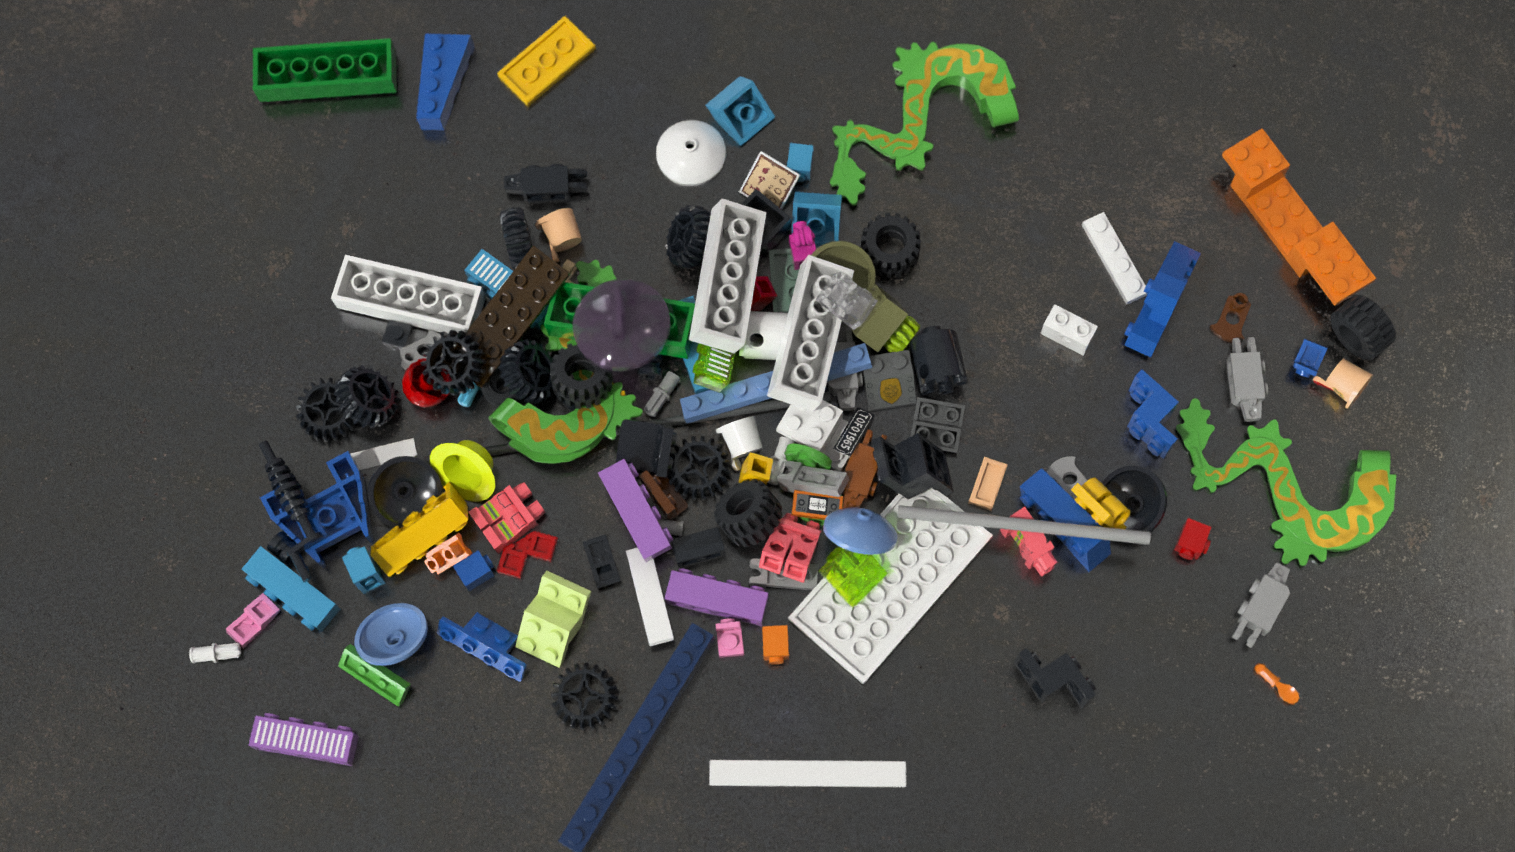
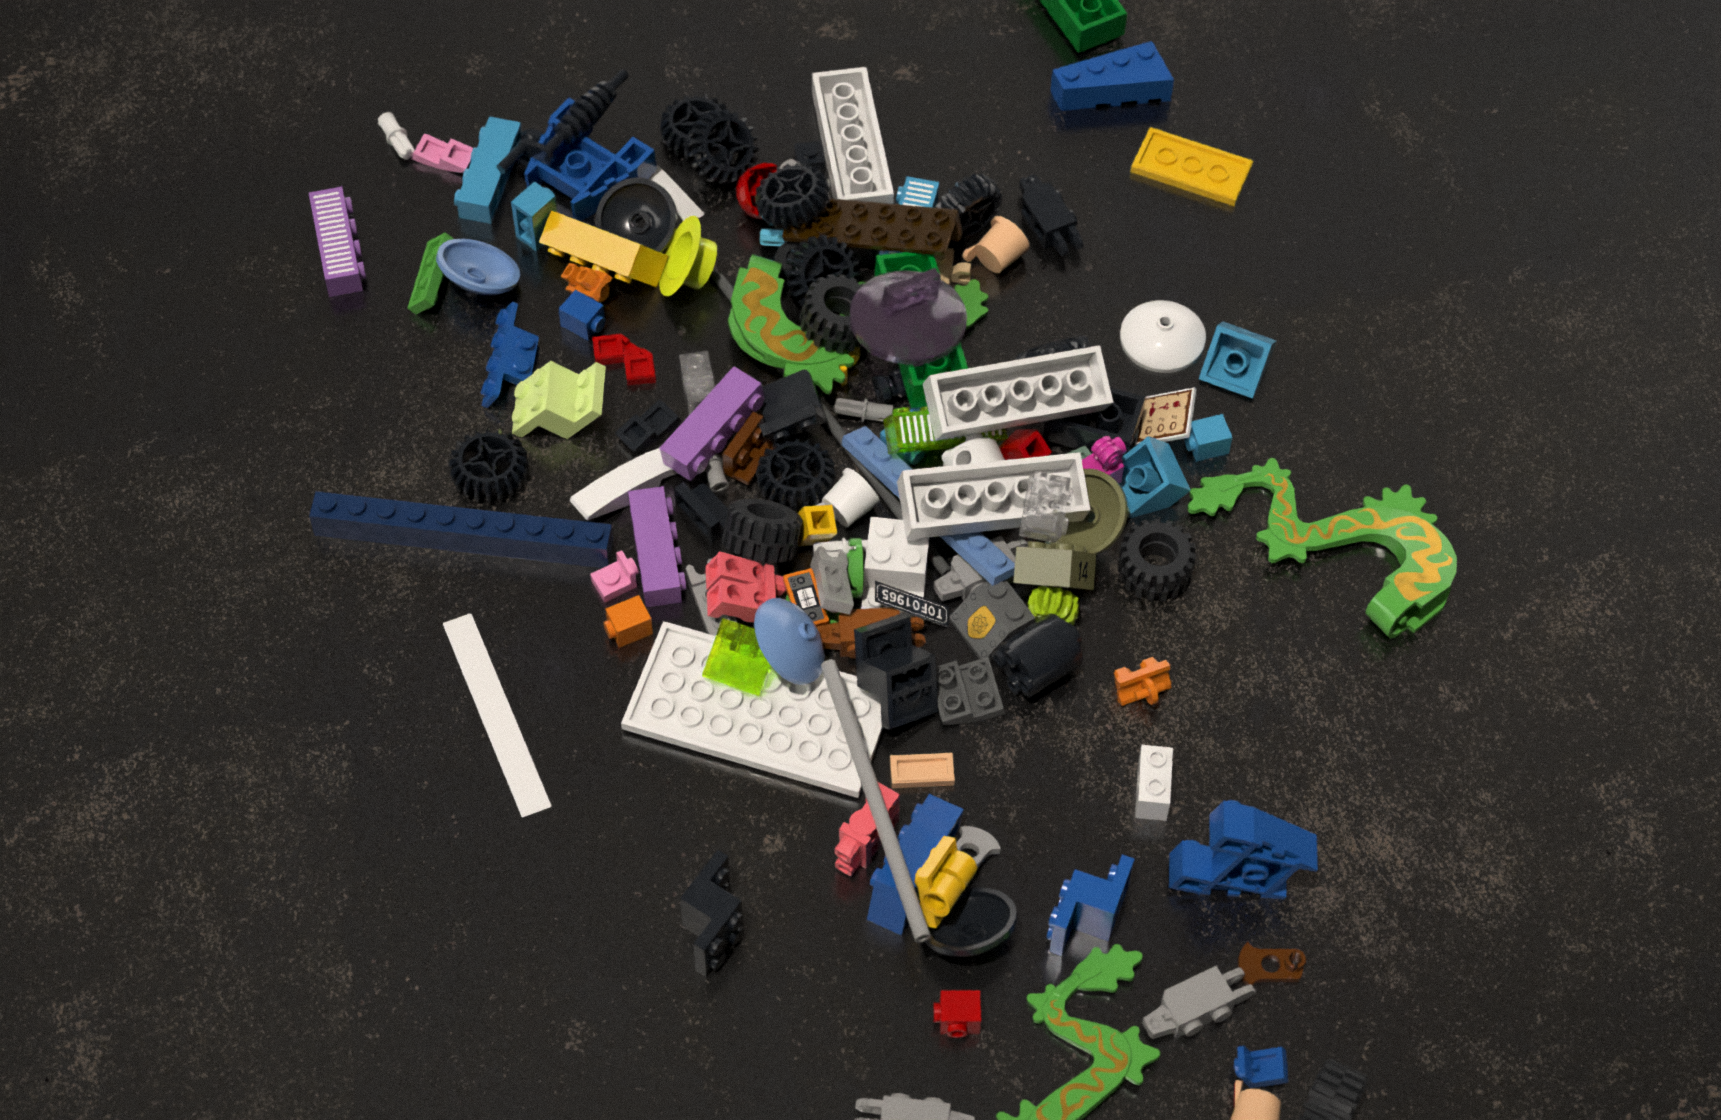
camera: 60 degrees right, 15 degrees down
(505, 516) = (654, 321): coral hips -> none
(585, 507) = (695, 378): none -> clear brick
(988, 300) = (1142, 683): none -> orange hips
(1114, 258) = (1291, 787): white plate -> none
(1290, 223) = (1436, 978): orange bracket -> none

